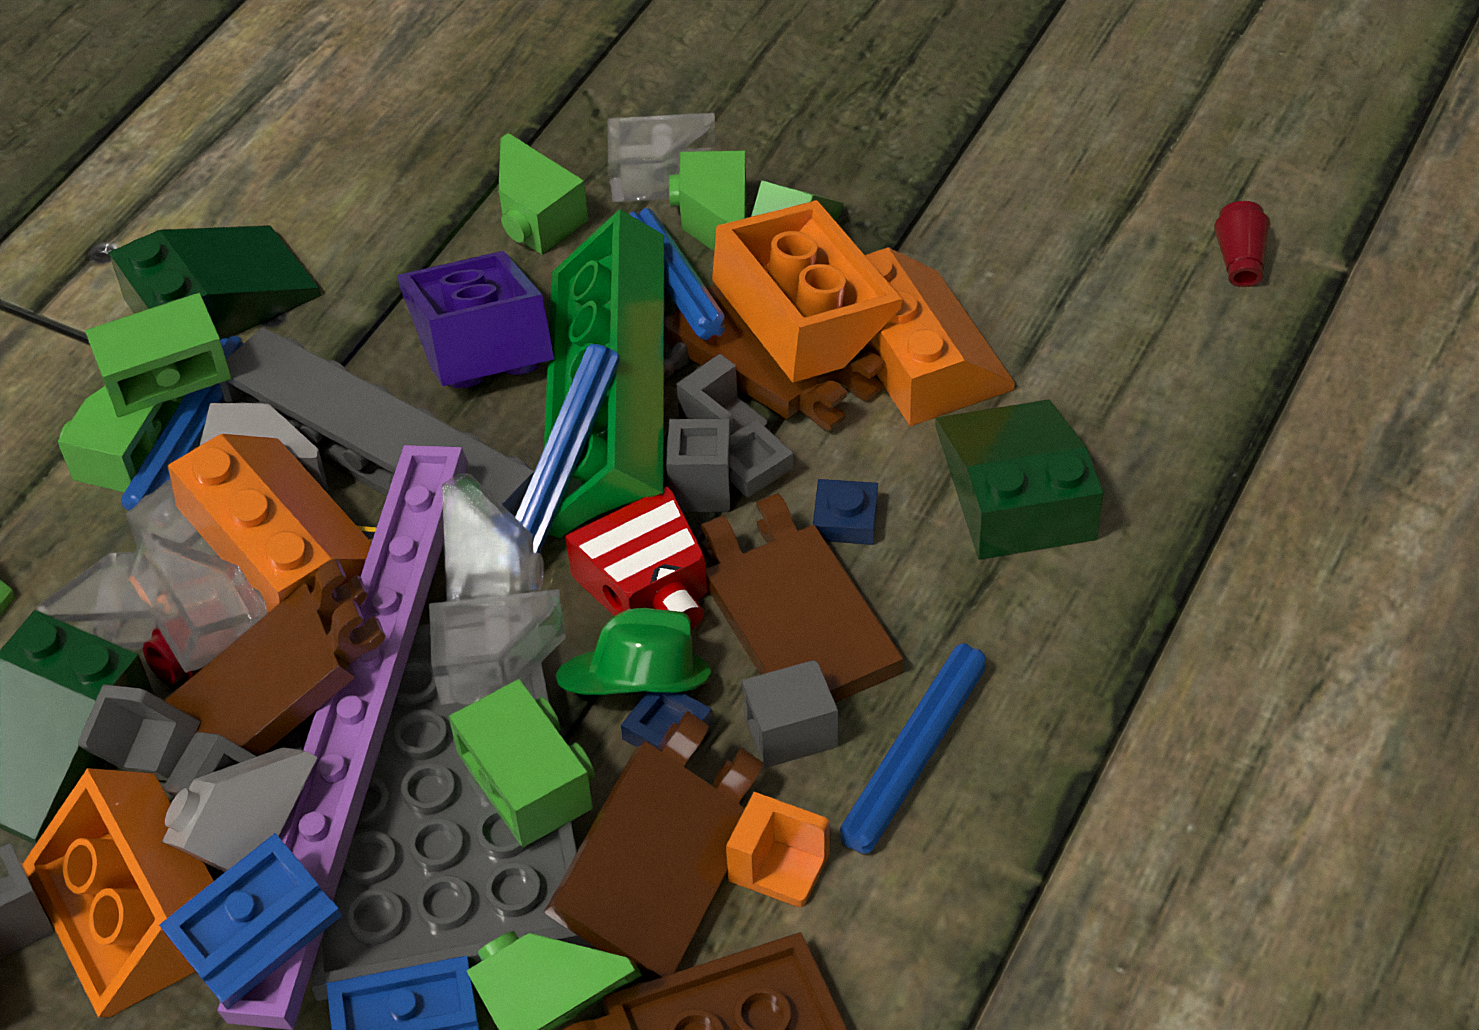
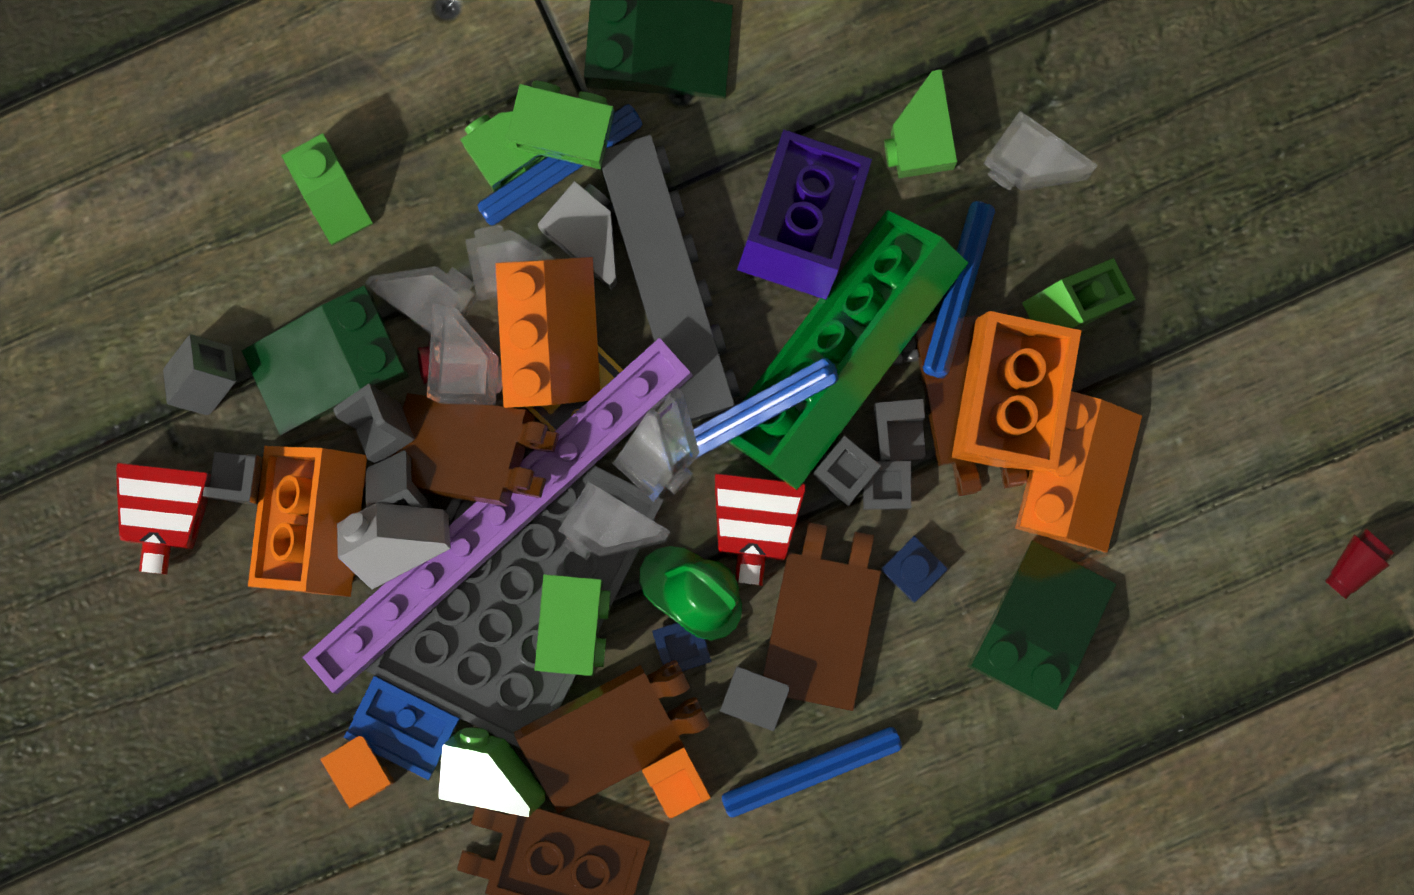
camera: 40 degrees right, 35 degrees up
(250, 920) = (348, 626): blue plate -> none
(709, 191) = (1041, 236): bright green slope -> none

